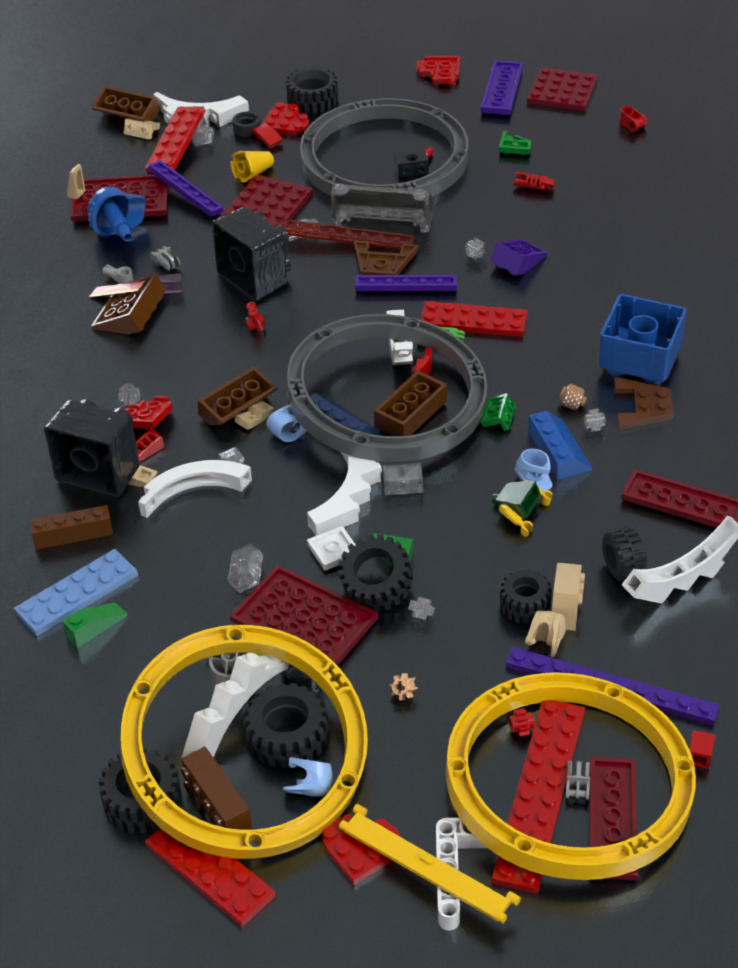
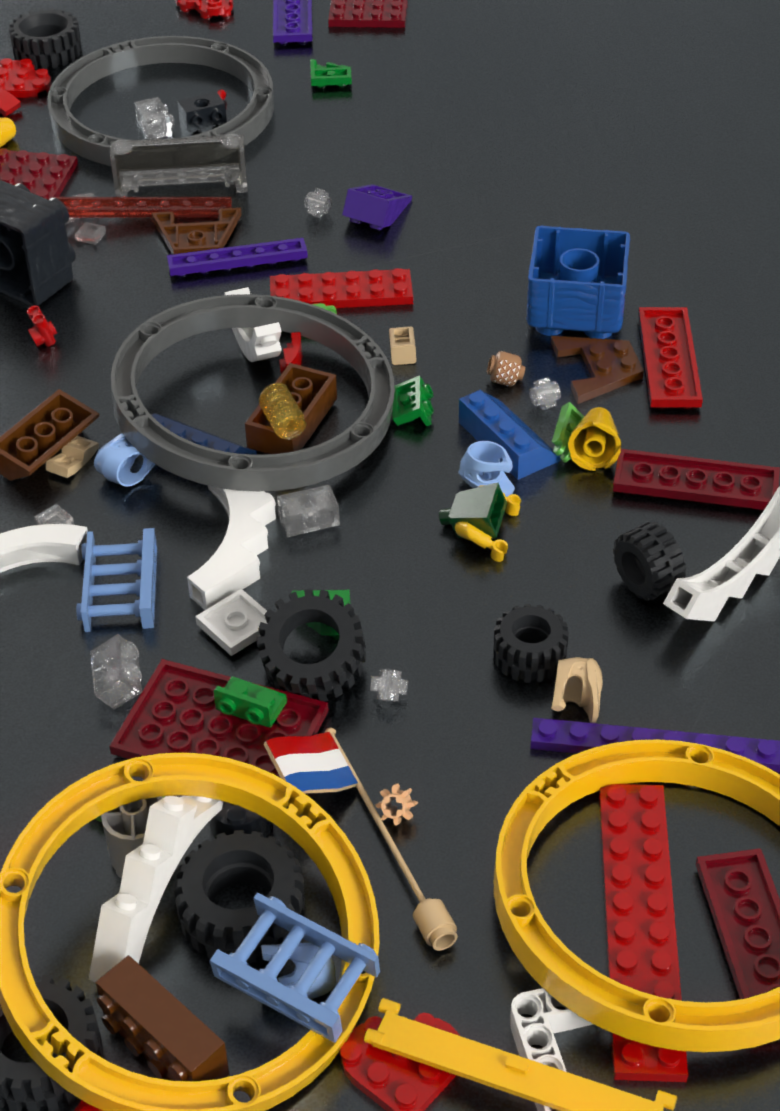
camera: 15 degrees left, 0 degrees up
(278, 515) = (143, 588): none -> medium blue fence
(298, 792) = (293, 1000): none -> medium blue fence
(307, 249) = (90, 233): none -> clear tile
(326, 602) = (249, 701): none -> green bracket
(363, 653) = (321, 766): none -> flag
(375, 164) = (154, 118): none -> clear brick
(399, 406) = (282, 411): none -> clear yellow piece
(505, 368) = (402, 345): none -> tan slope
(521, 722) = (582, 824): red gear -> none
(534, 181) = (368, 114): red hinge -> none
(568, 592) = (588, 626): tan wedge -> none
(578, 785) = (691, 895): light grey arm -> none
(602, 451) = (567, 422): none -> bright green hinge
(618, 460) = (595, 441): none -> yellow cone
(632, 118) = (468, 28): red piece -> none
(696, 406) = (669, 357): none -> red plate

